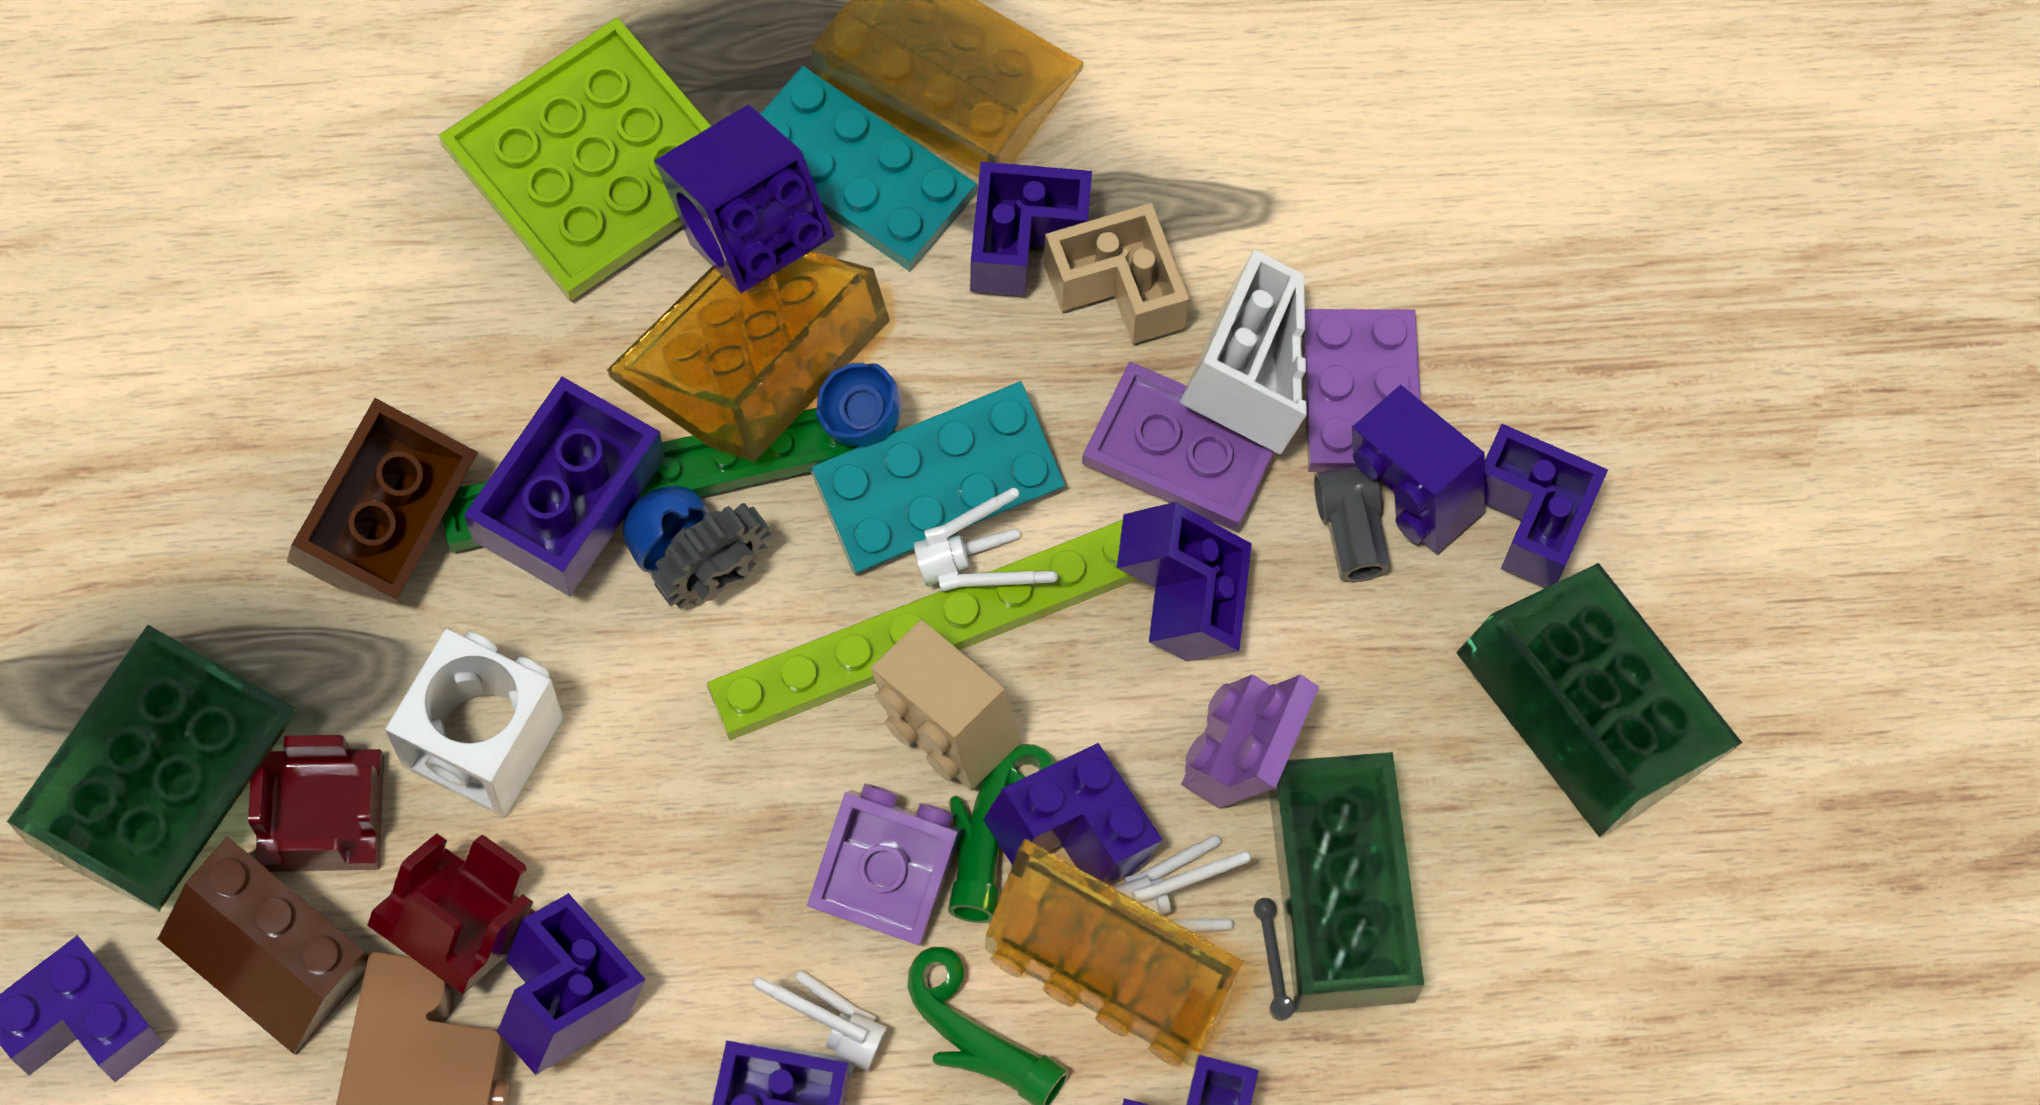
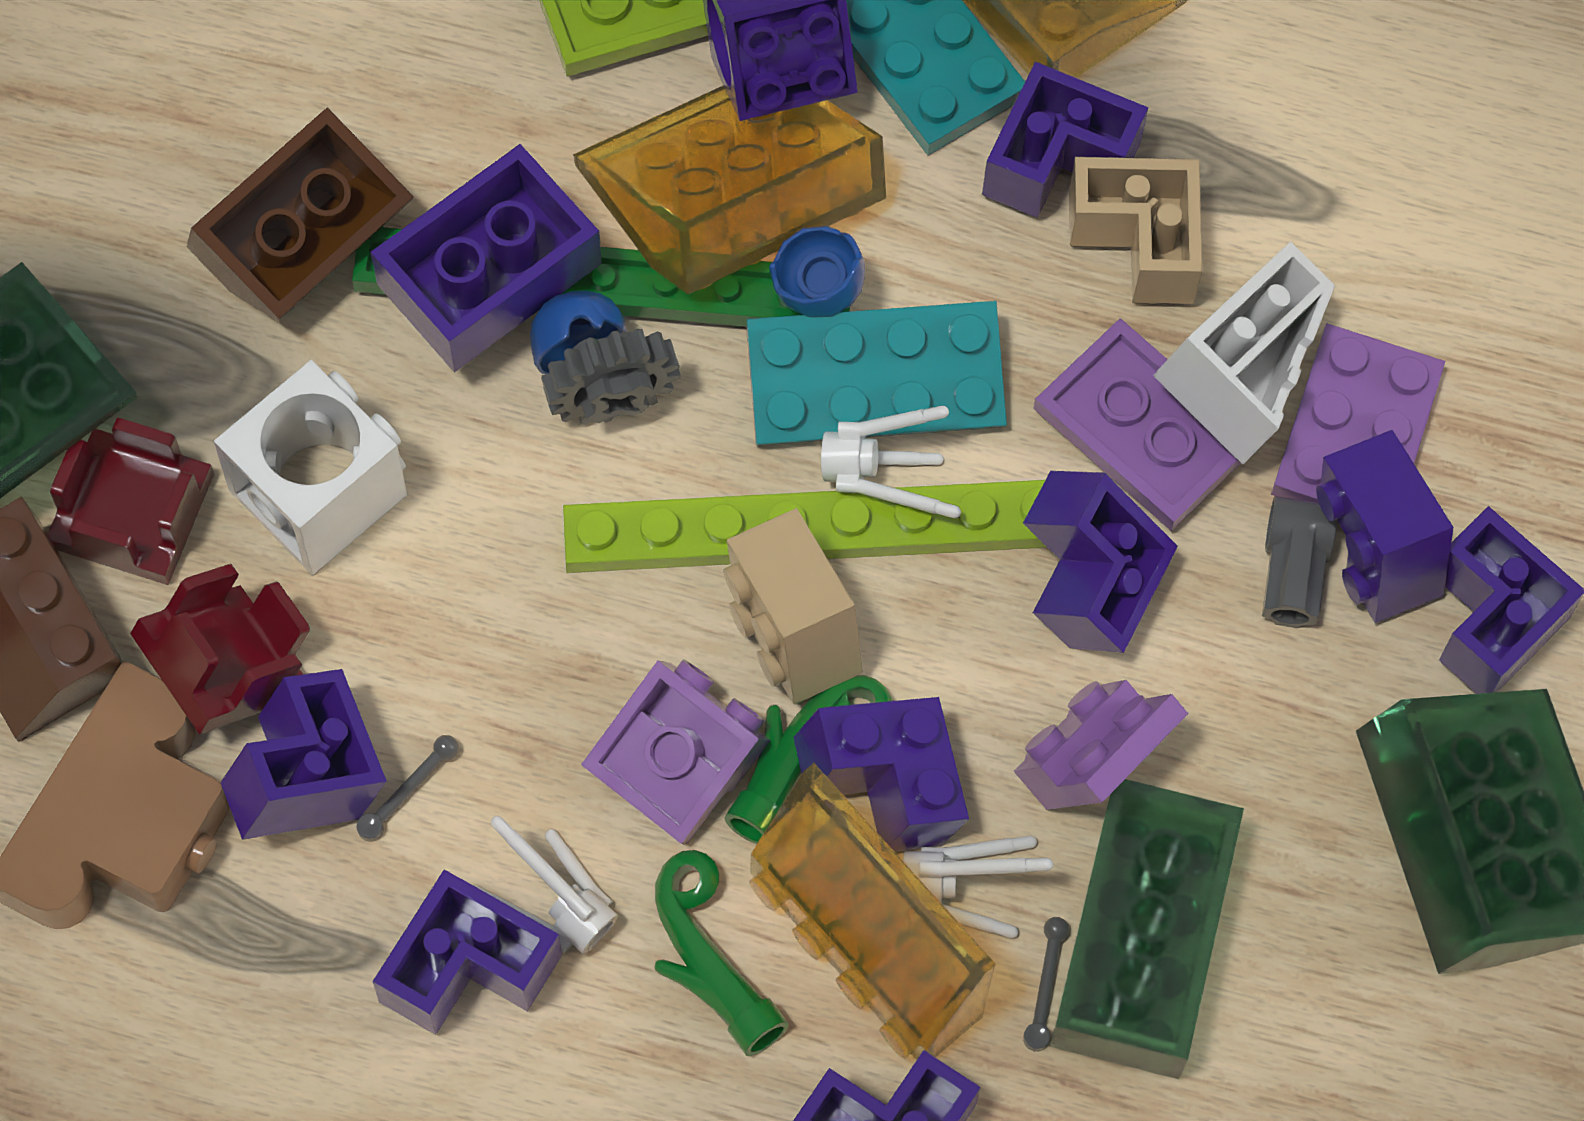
camera: 20 degrees right, 0 degrees up
(639, 1022) = (371, 825): none -> dark grey hinge

